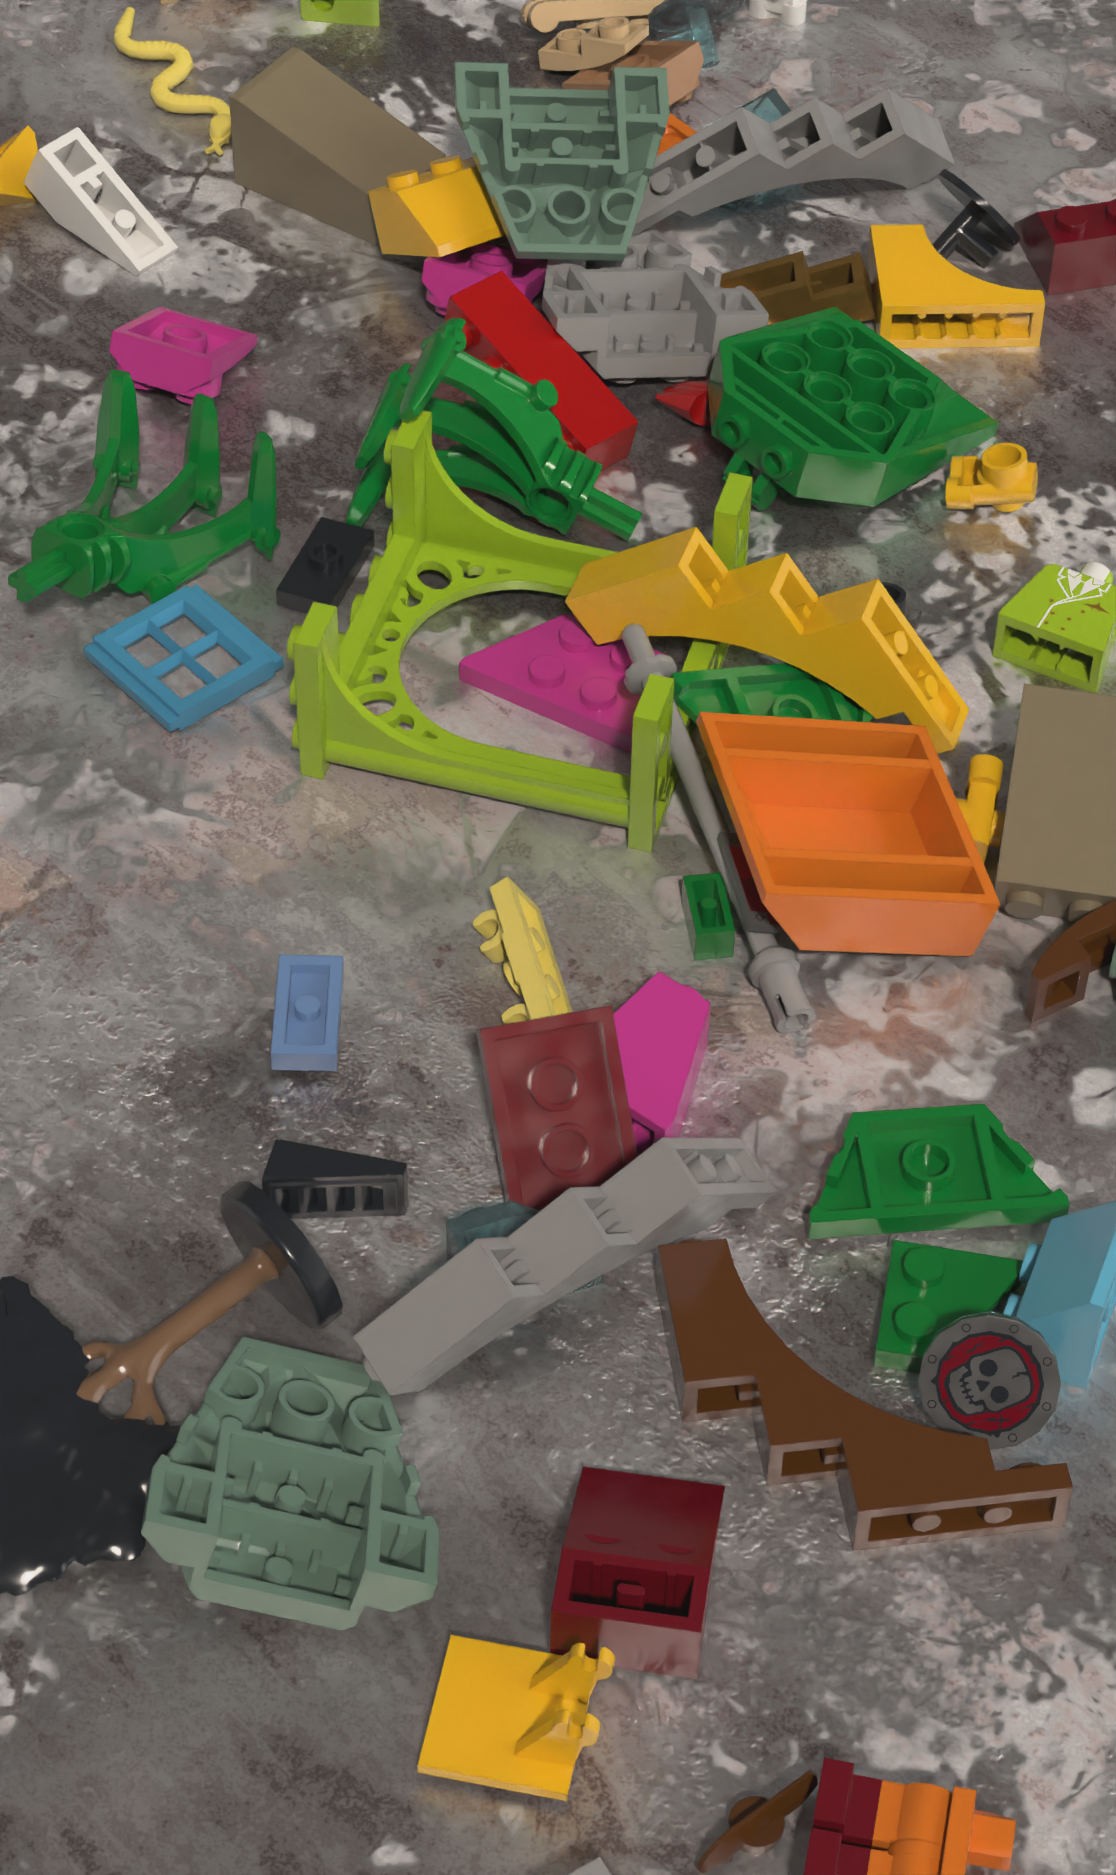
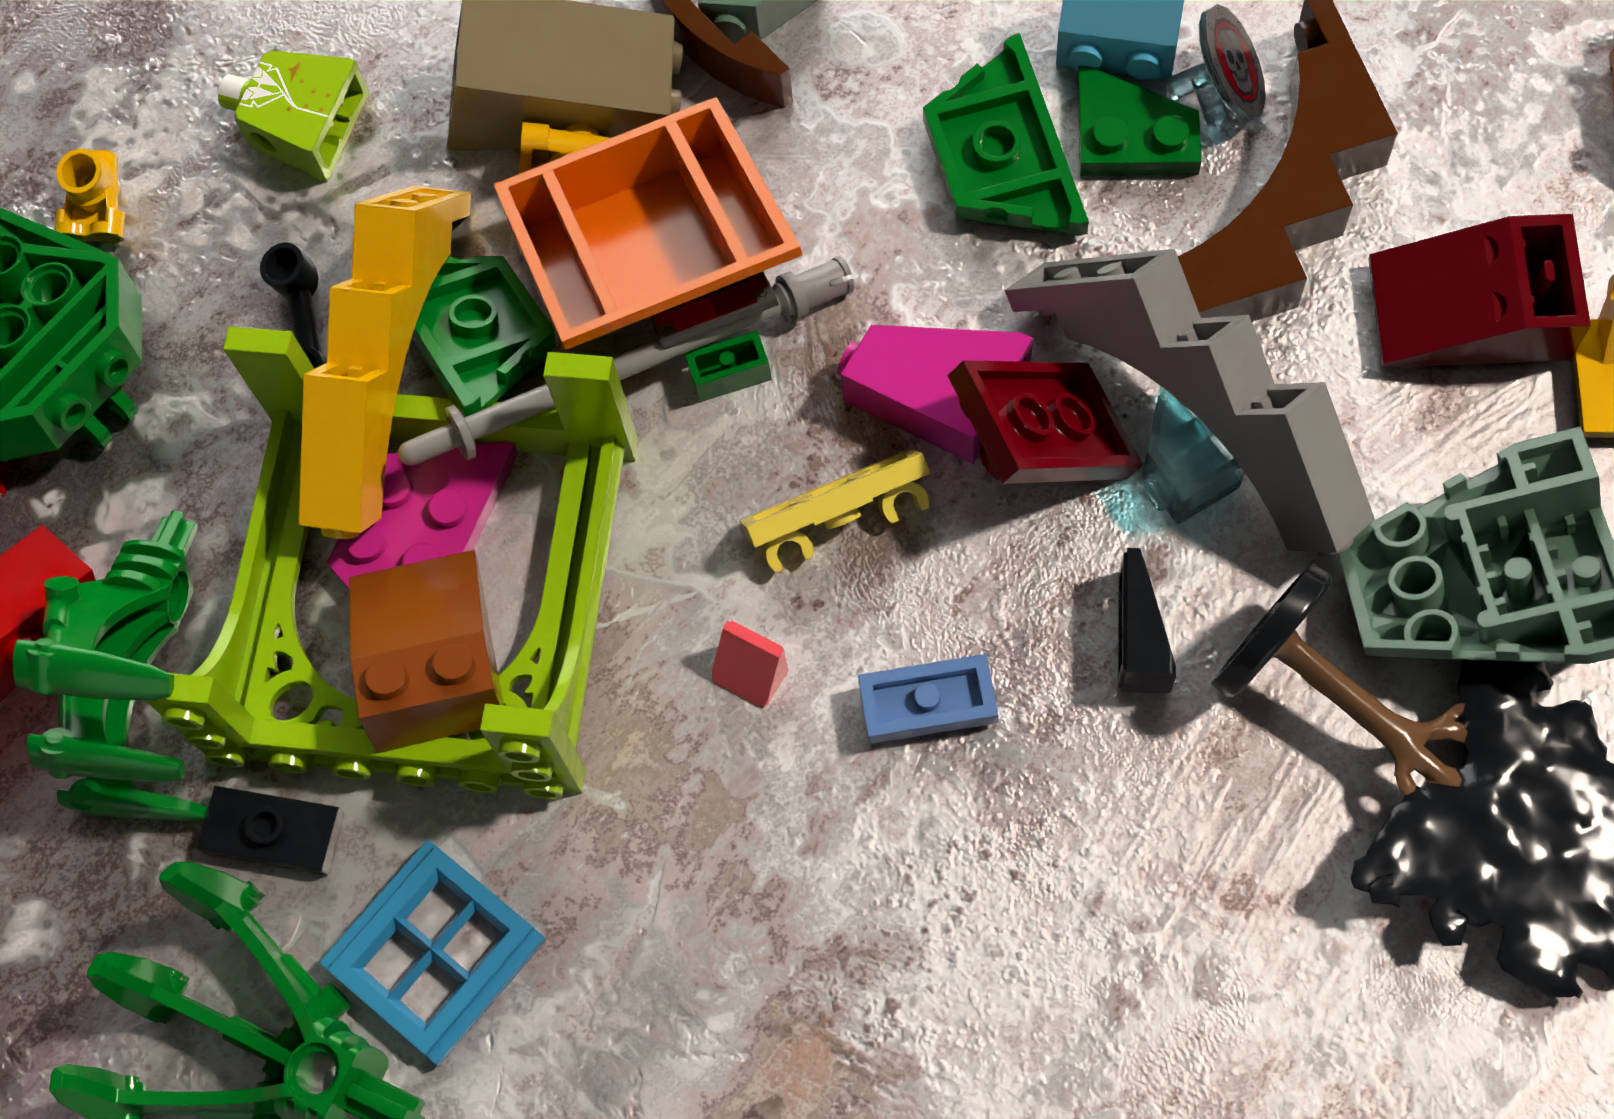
camera: 90 degrees left, 20 degrees up
(387, 893) = (748, 664): none -> coral slope
(444, 638) = (421, 651): none -> dark orange slope

